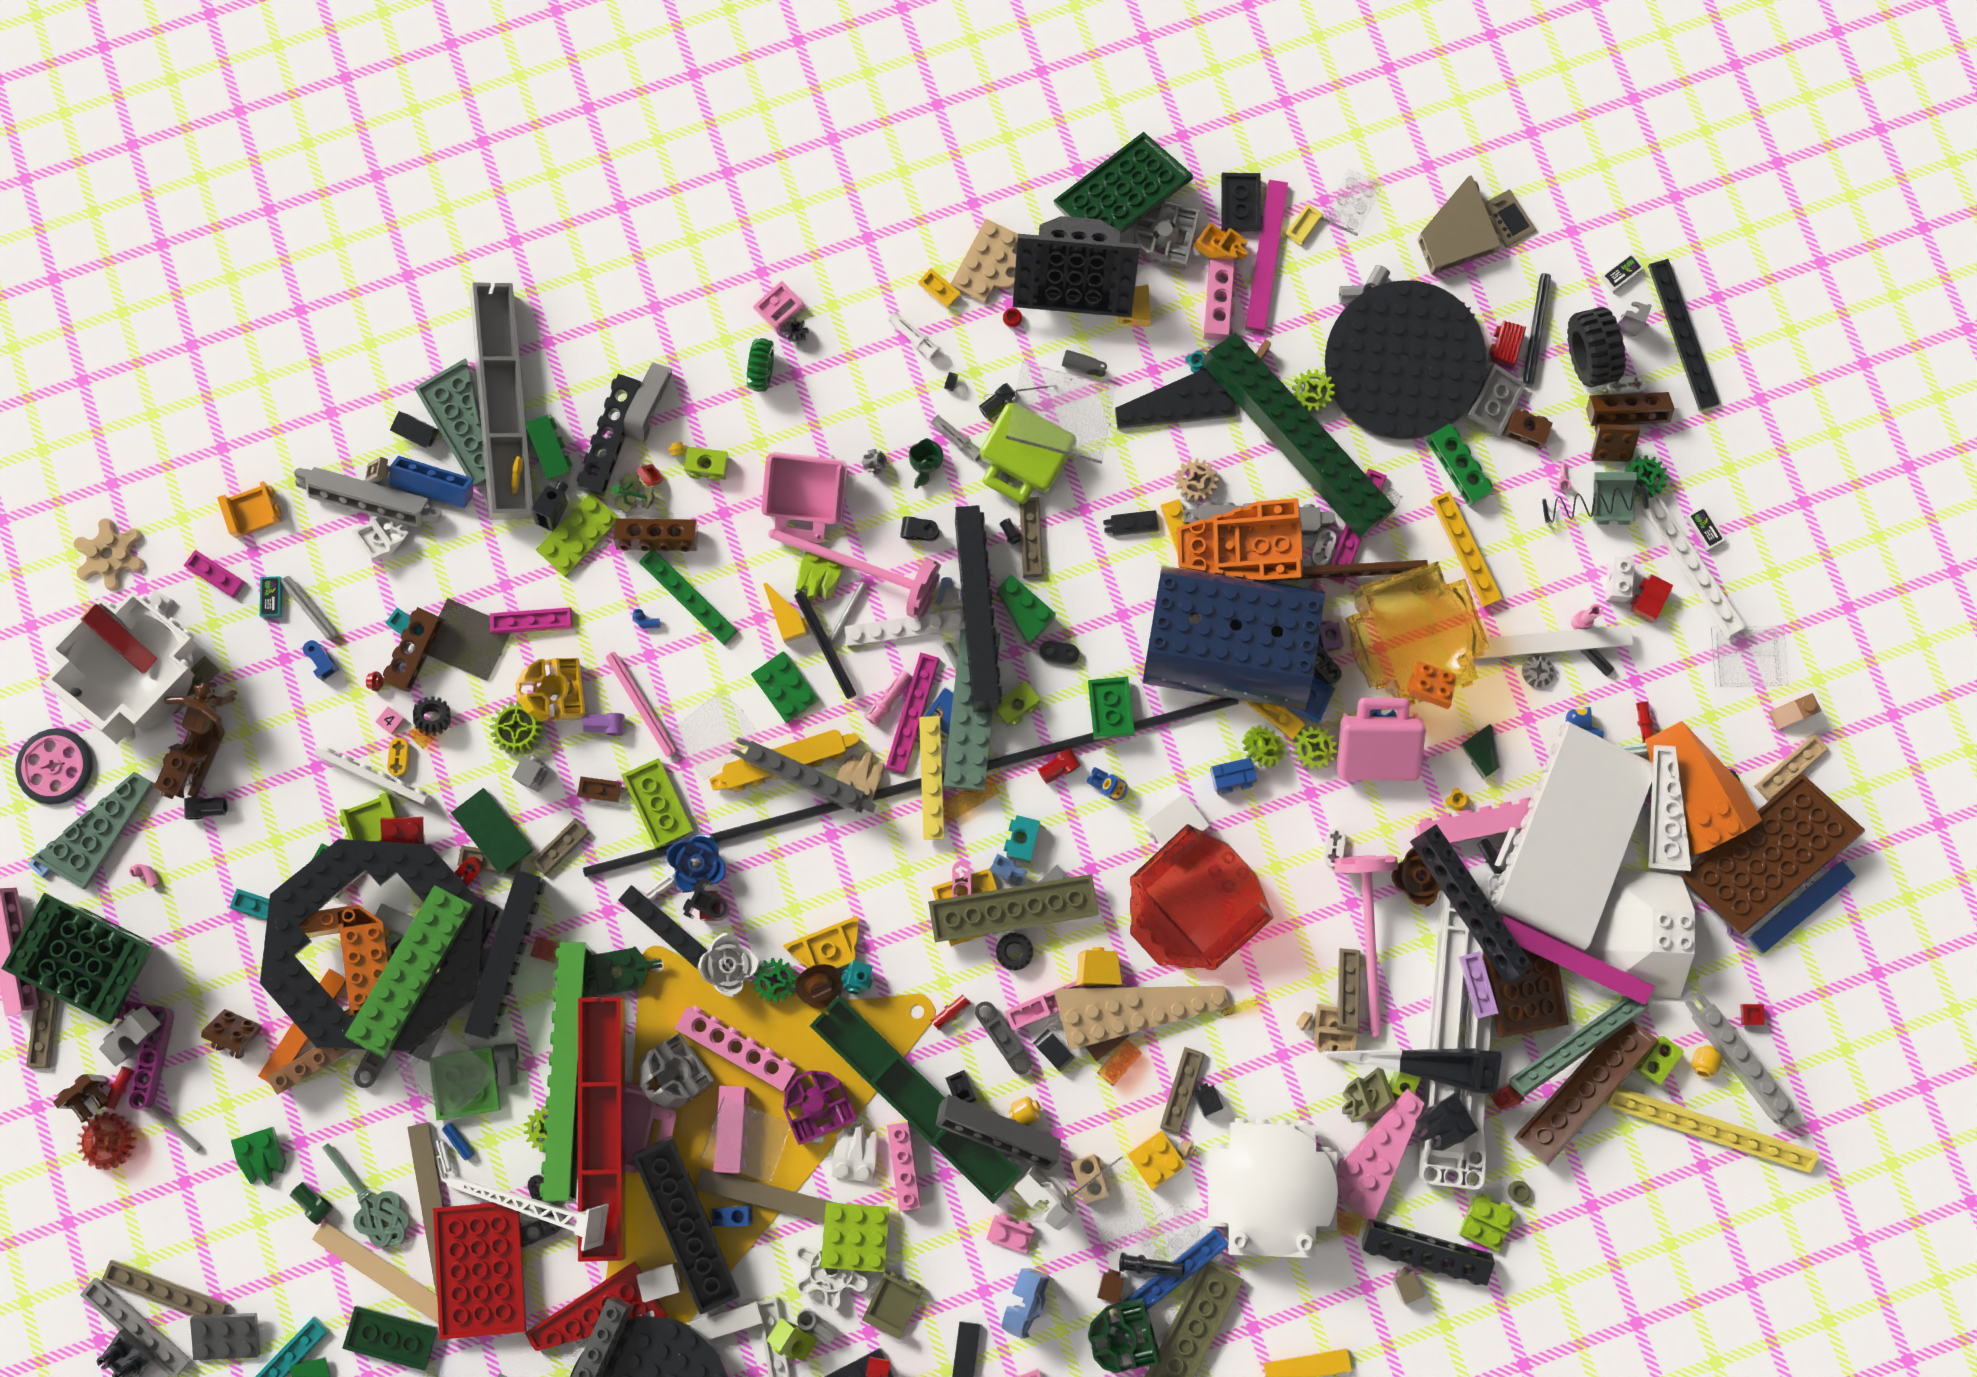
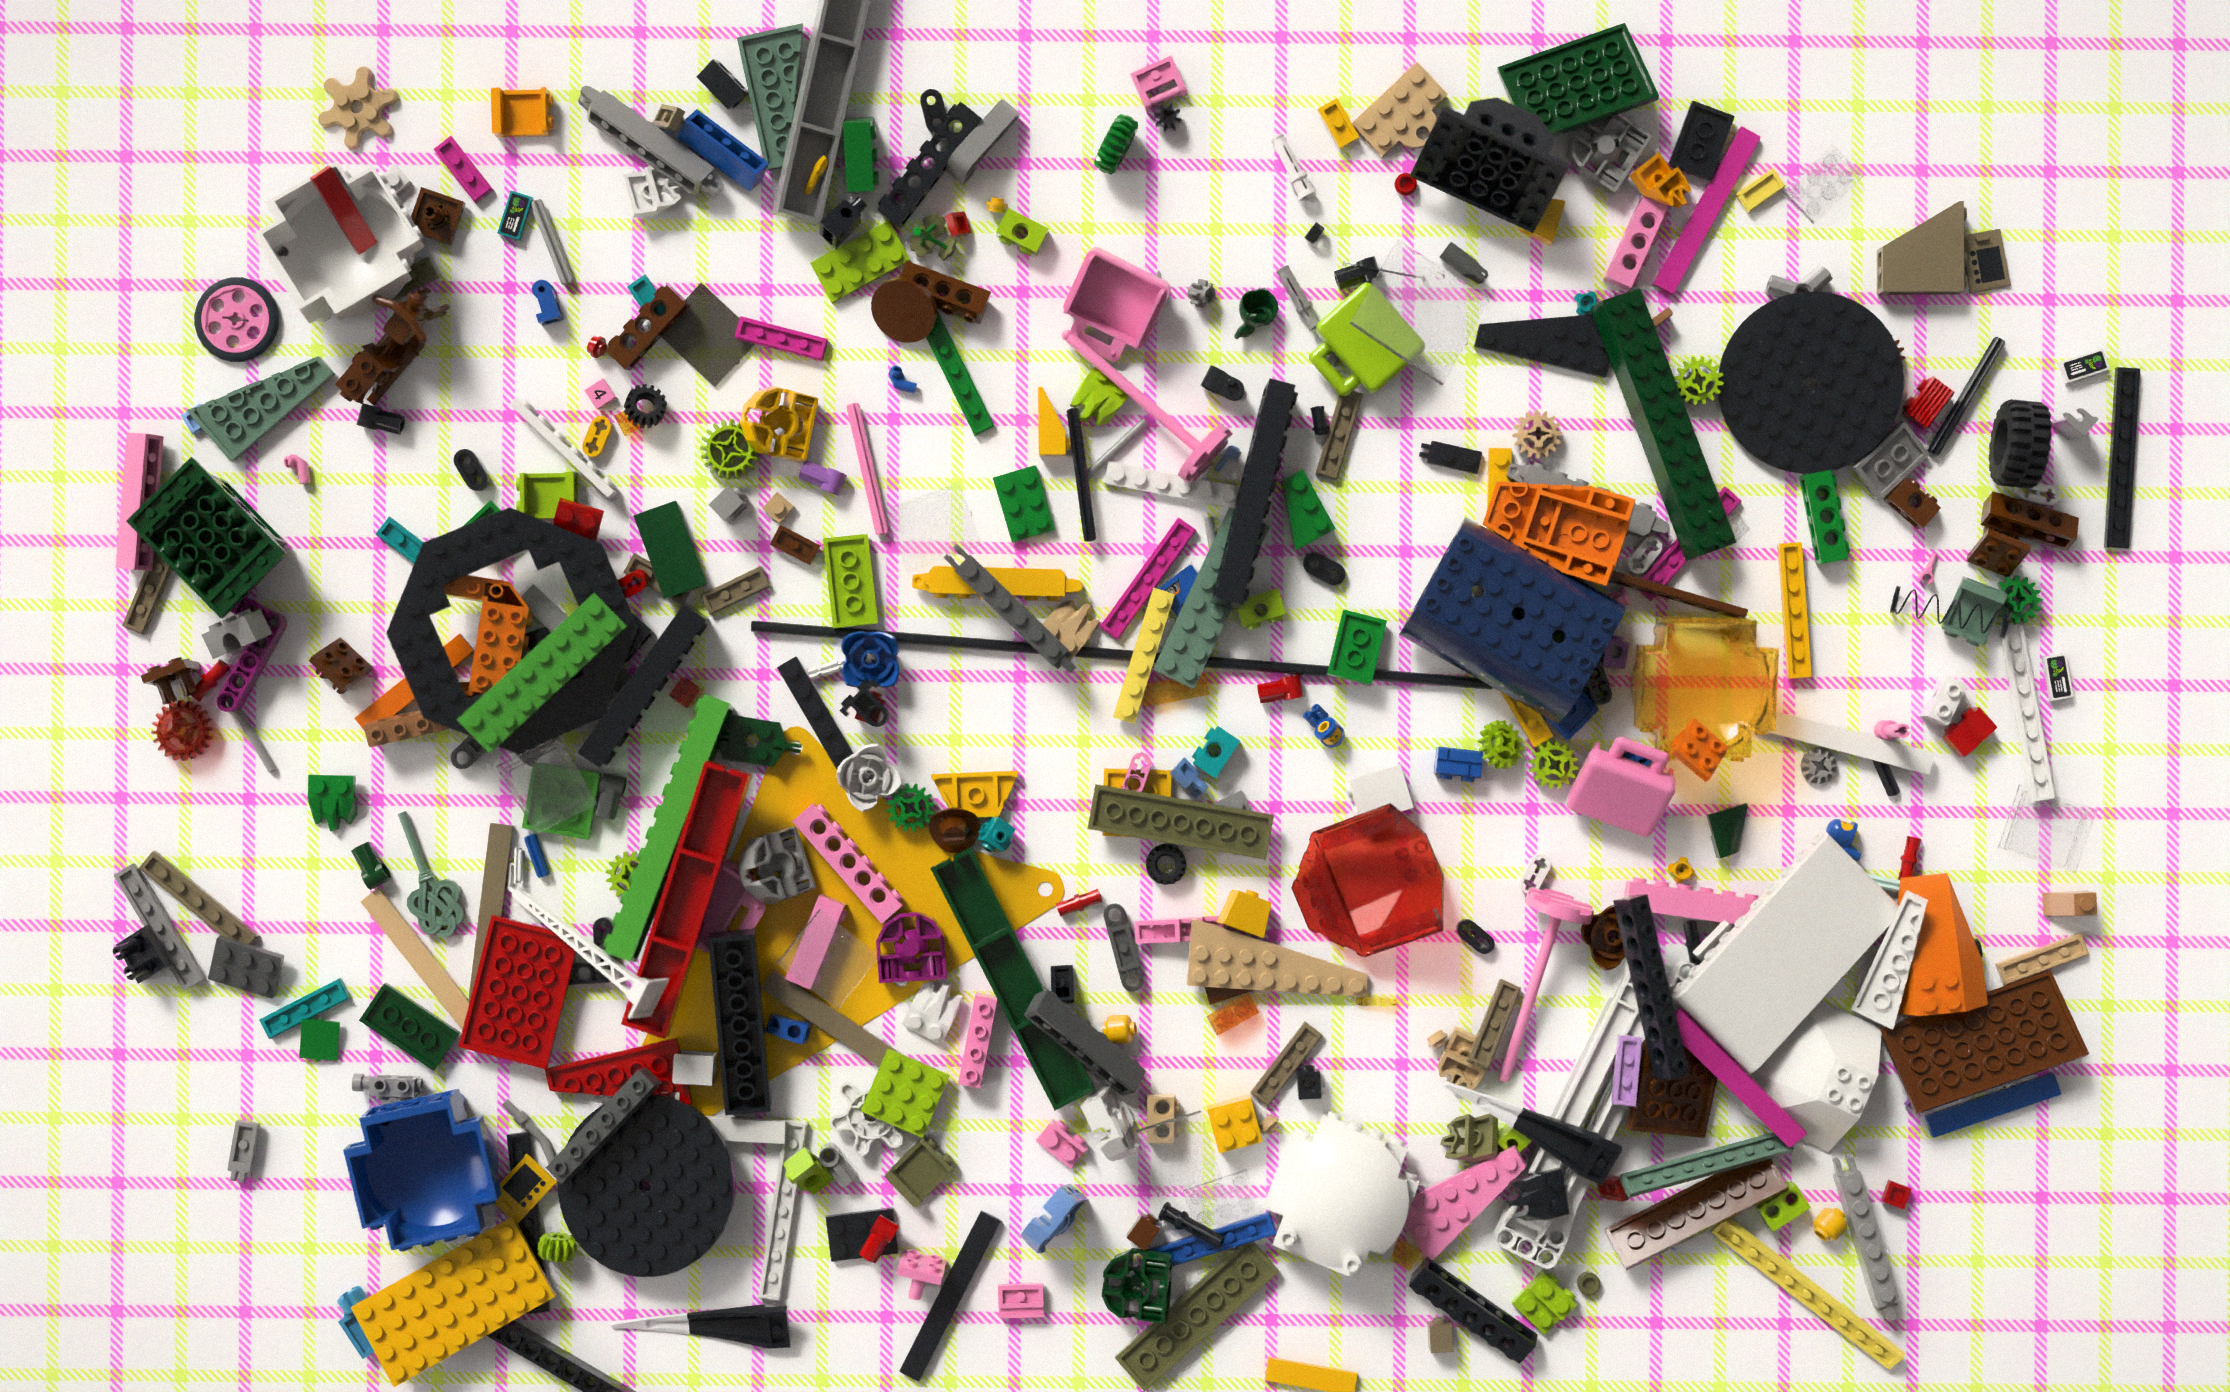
camera: 20 degrees right, 10 degrees up
(193, 611) = (428, 214): none -> reddish brown plate
(298, 824) = (472, 470): none -> black plate
(574, 763) = (778, 507): none -> tan plate
(600, 391) = (933, 111): none -> black plate
(627, 559) = (904, 310): none -> reddish brown tile
(883, 704) = (1119, 560): bright pink pin -> none
(1053, 1050) = (1170, 978): black beam -> none
(1306, 915) = (1472, 940): none -> black beam

